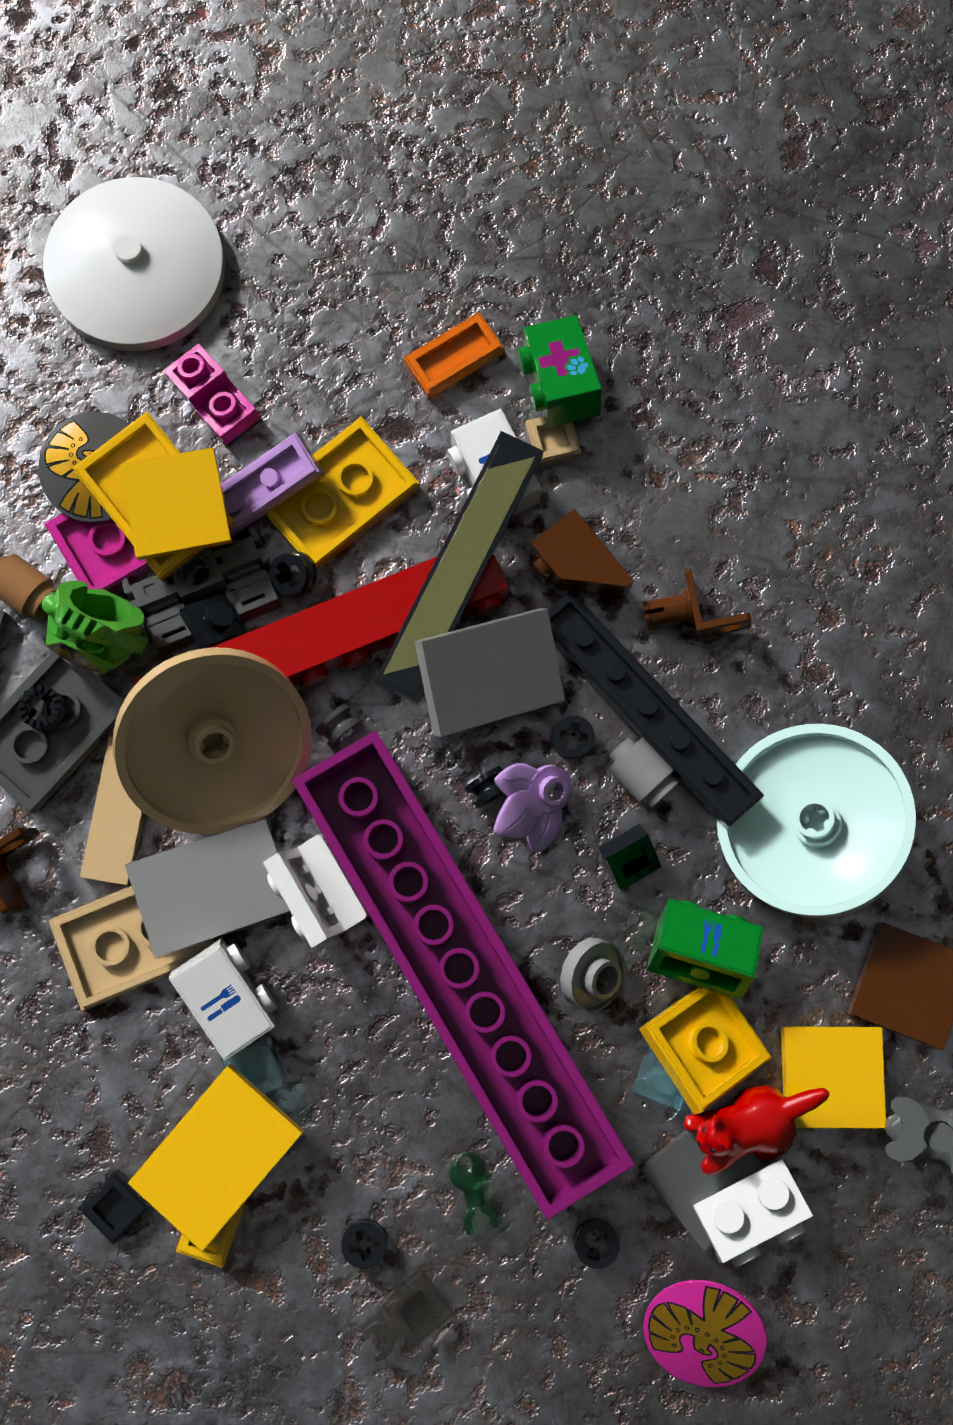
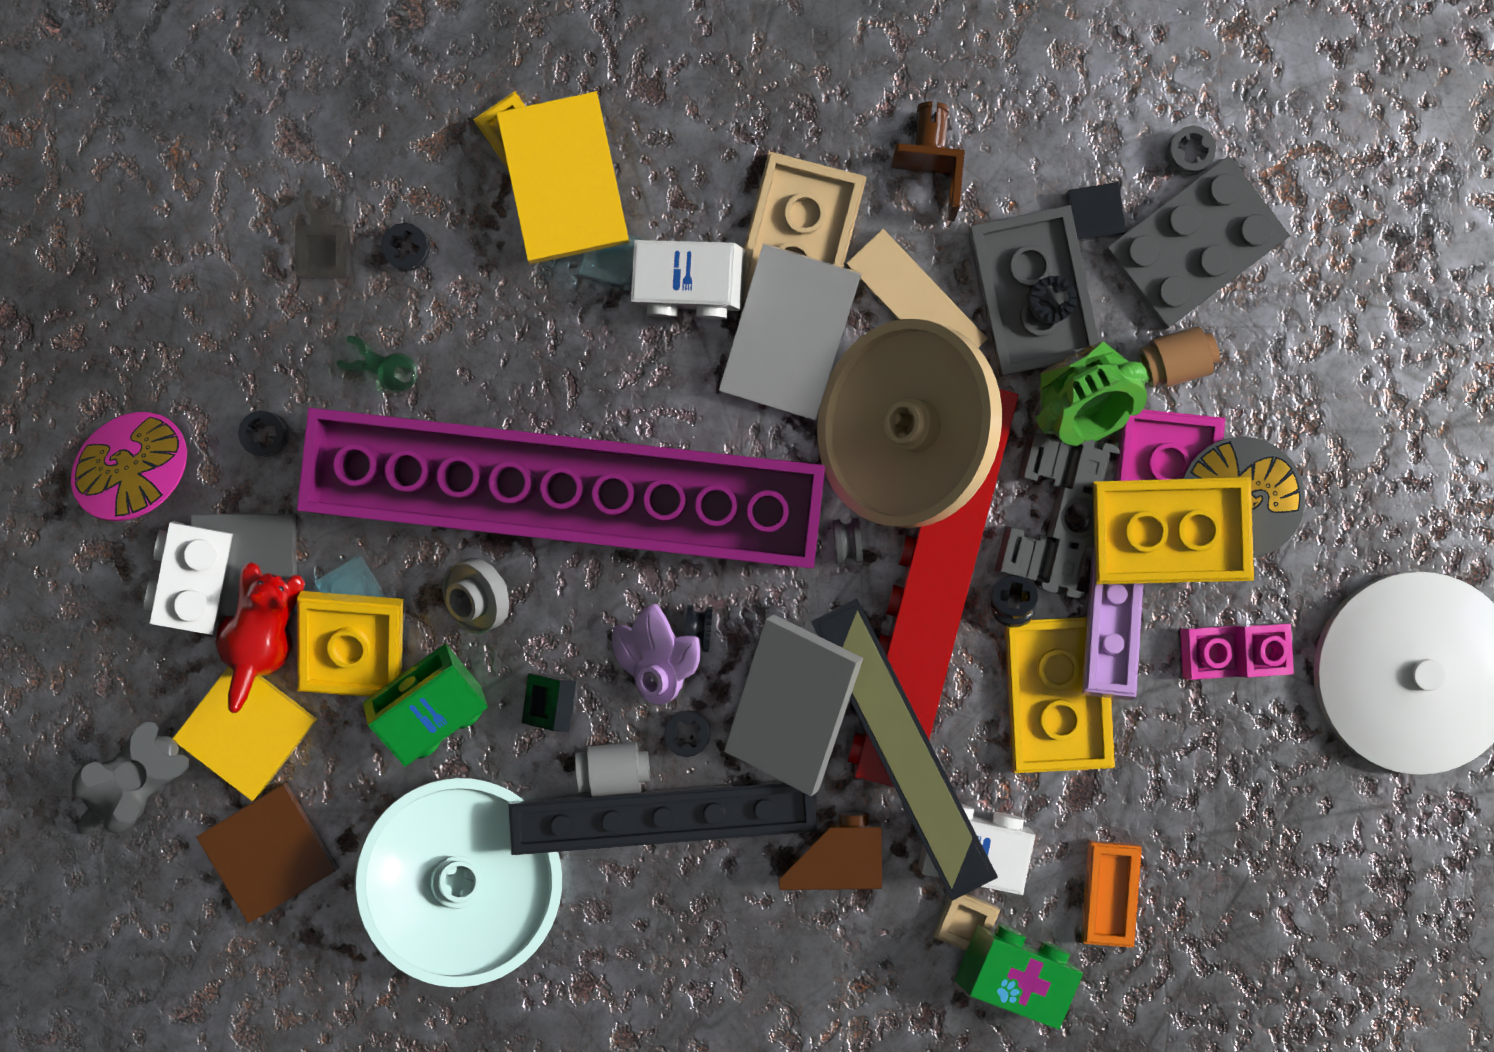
camera: 130 degrees right, 10 degrees up
(114, 1207) = (588, 66): black tile -> none
(175, 503) = (1147, 544): yellow tile -> none
(212, 621) = (1021, 500): black plate -> none
(315, 891) = (719, 417): white bracket -> none
(685, 608) = (723, 918): reddish brown bracket -> none

